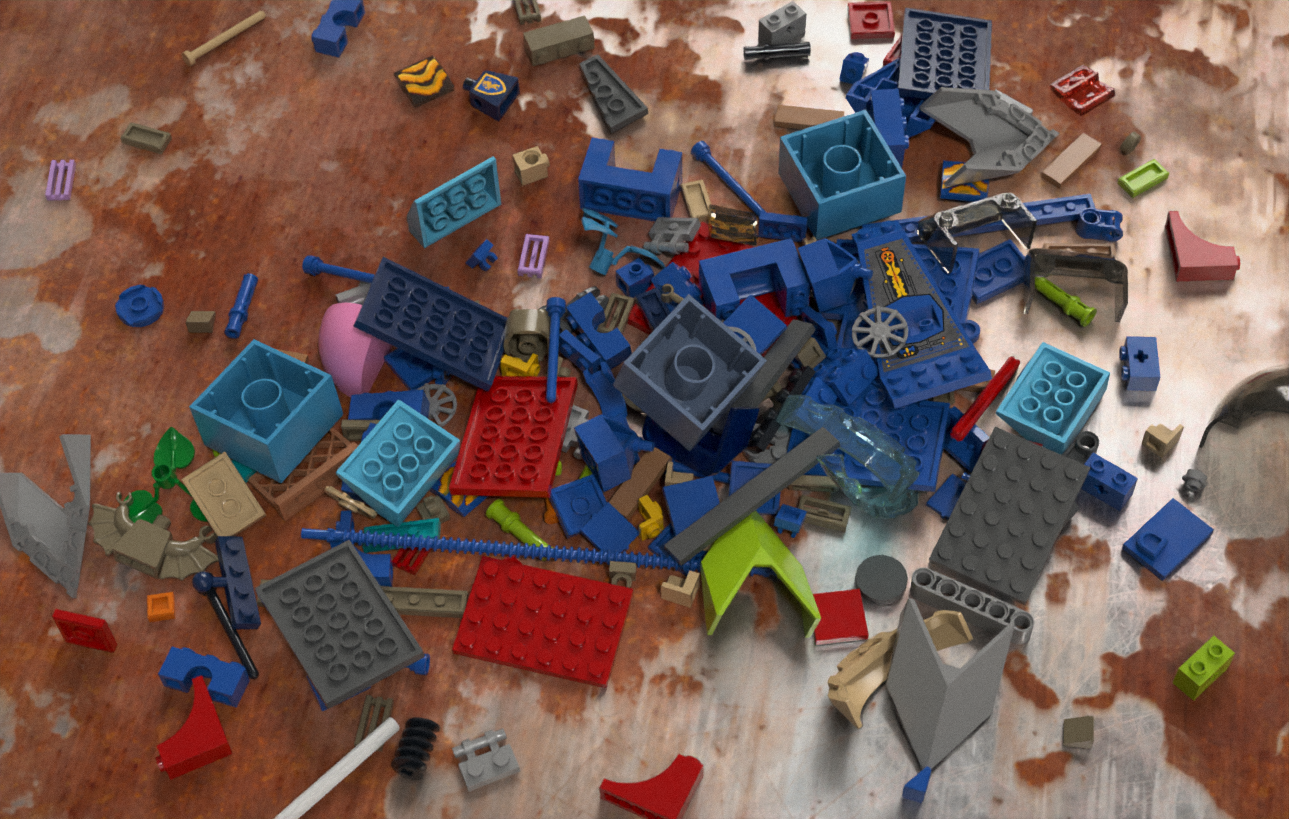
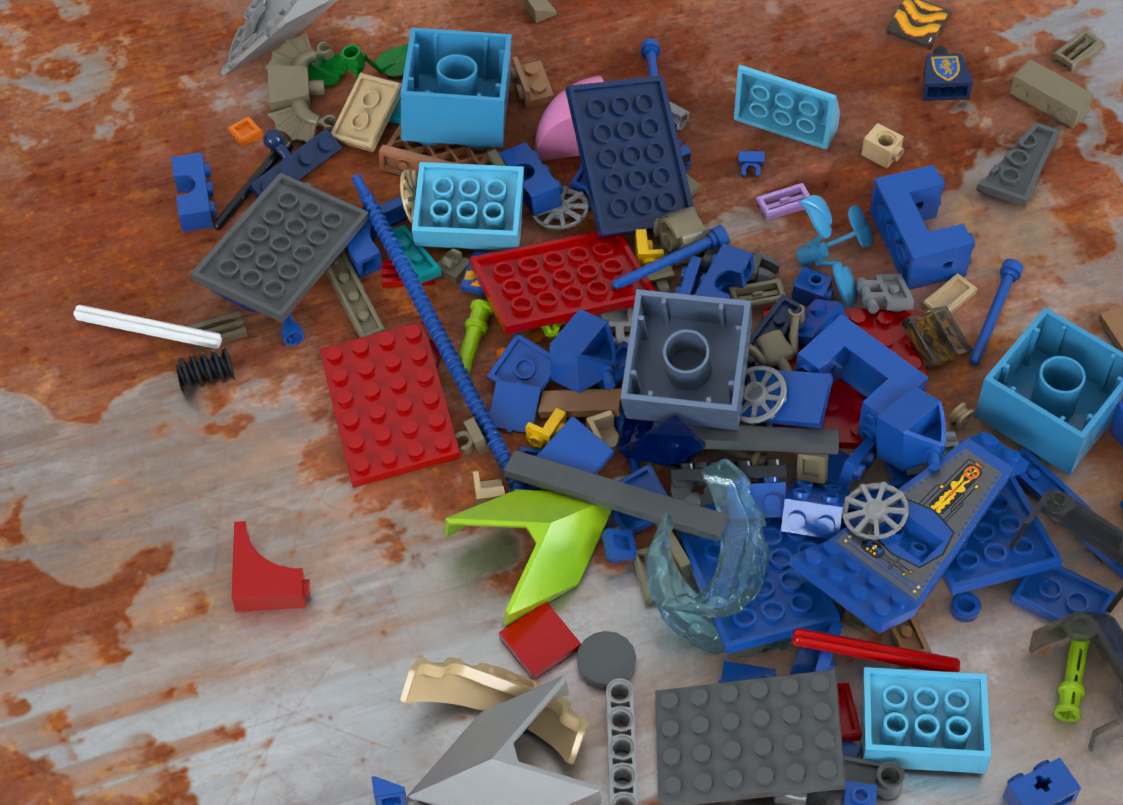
camera: 60 degrees right, 0 degrees up
(85, 630) = (183, 90): red tile -> none
(198, 740) = (136, 219): red arch -> none
(238, 313) = (564, 27): blue pin -> none
(489, 766) = (223, 436): light grey plate -> none
(782, 226) = (964, 376): blue bracket -> none

